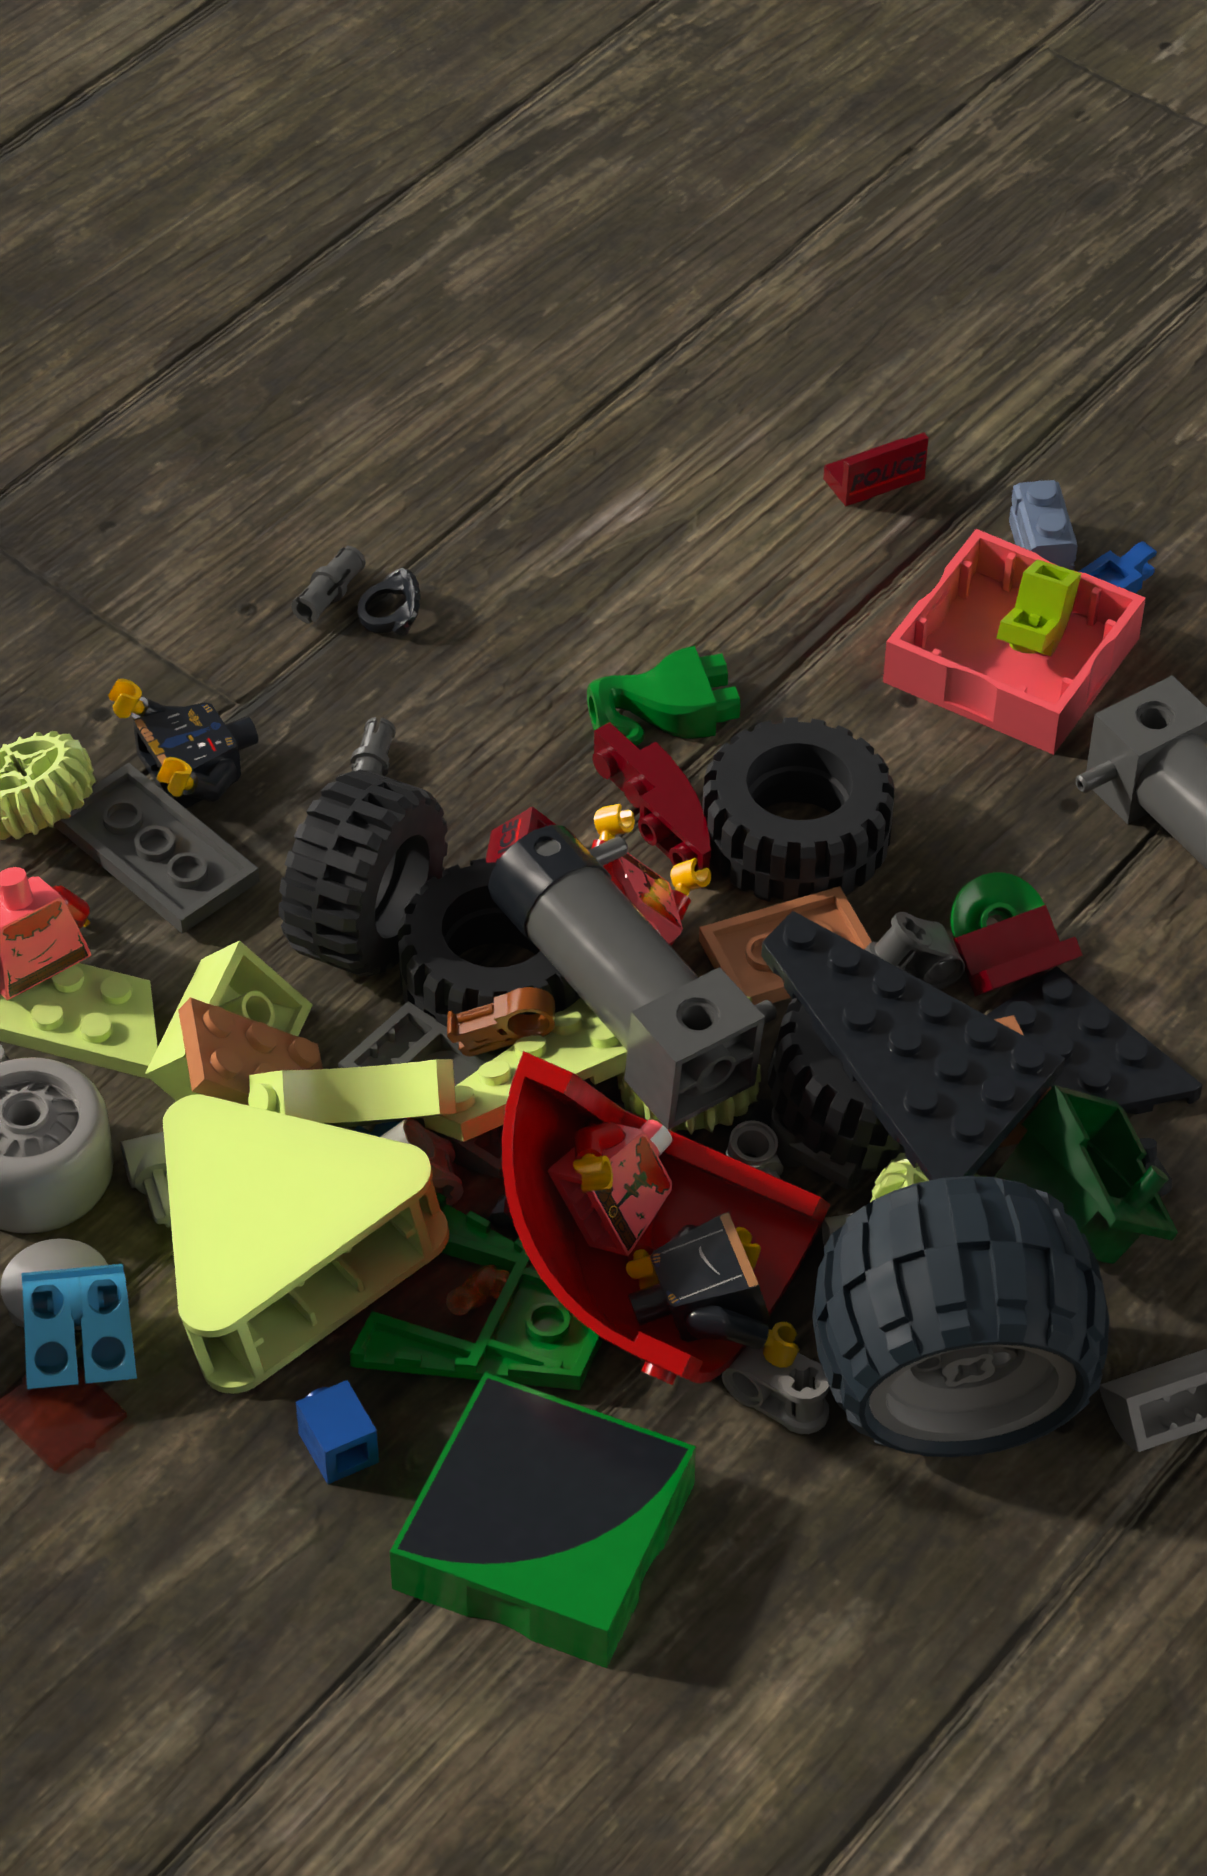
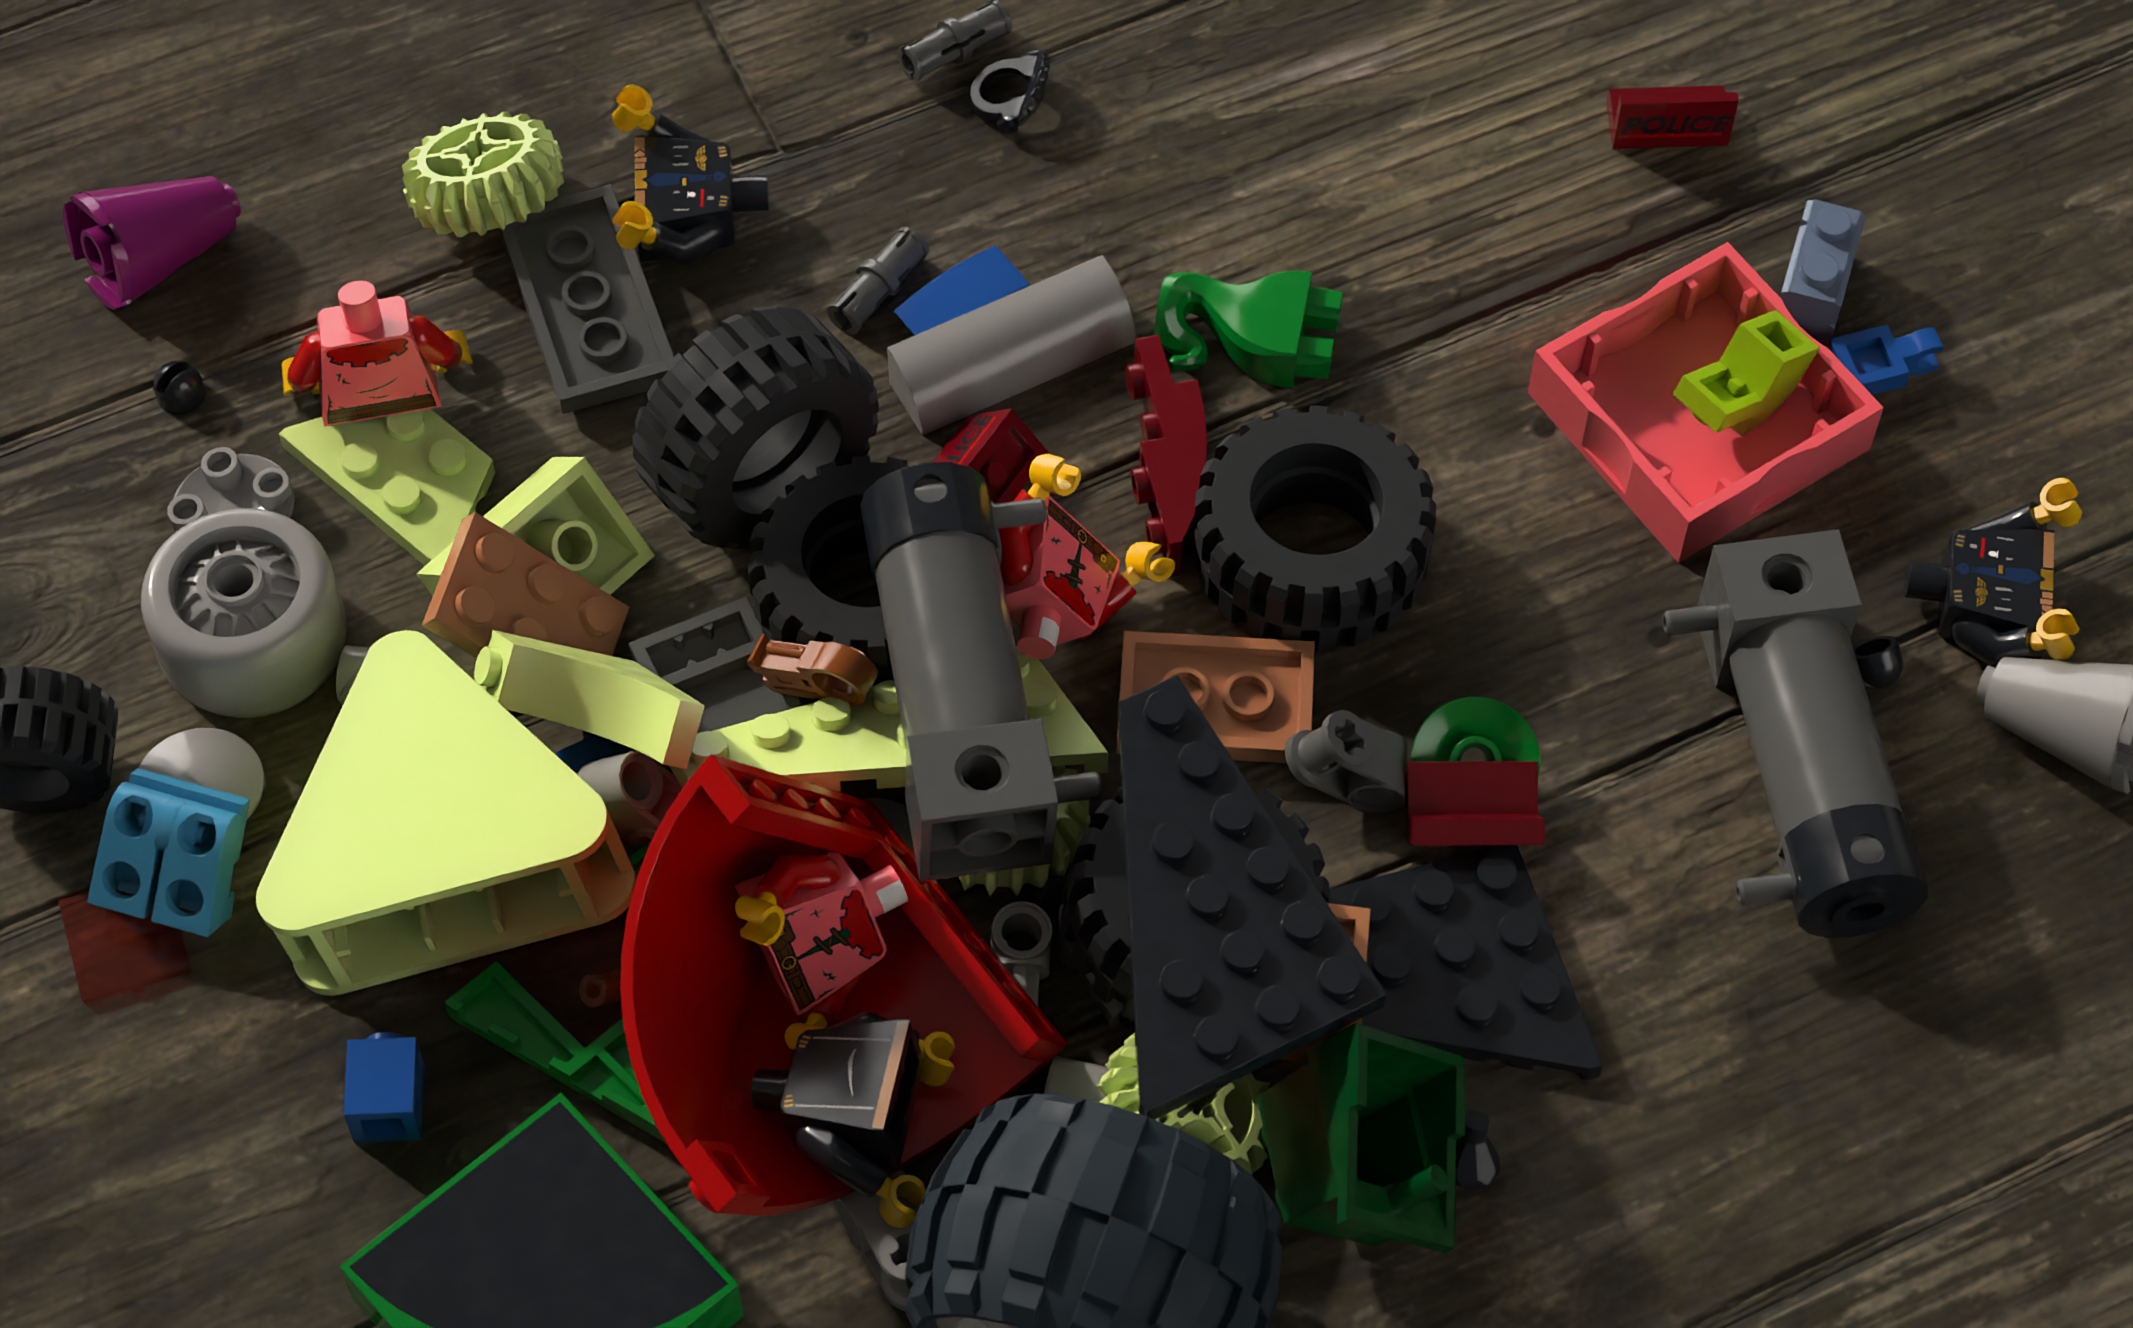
camera: 25 degrees right, 10 degrees up
(442, 752) = (961, 290): none -> blue slope
(504, 767) = (1011, 345): none -> light grey brick

